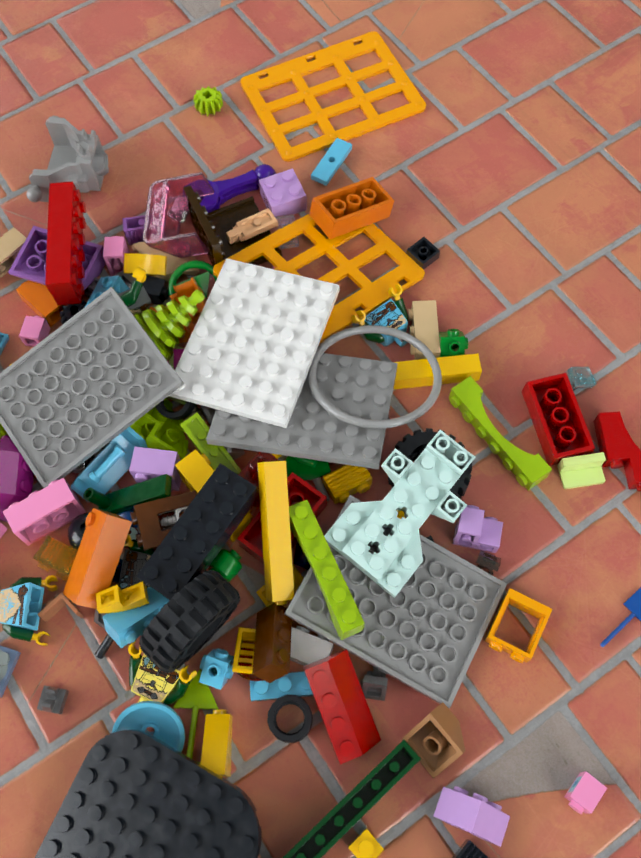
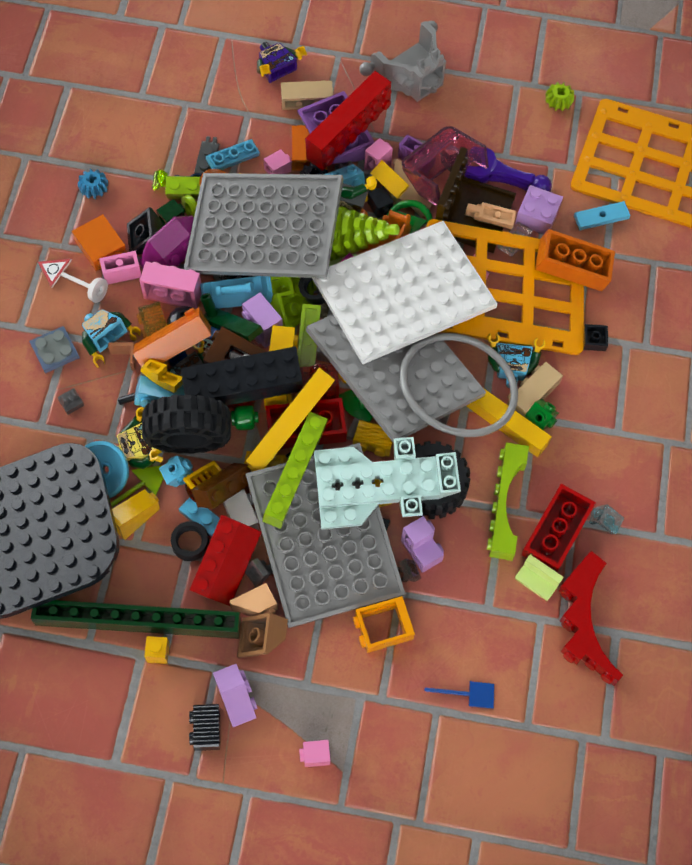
camera: 40 degrees right, 0 degrees up
(402, 713) = (255, 602): none -> light nougat slope

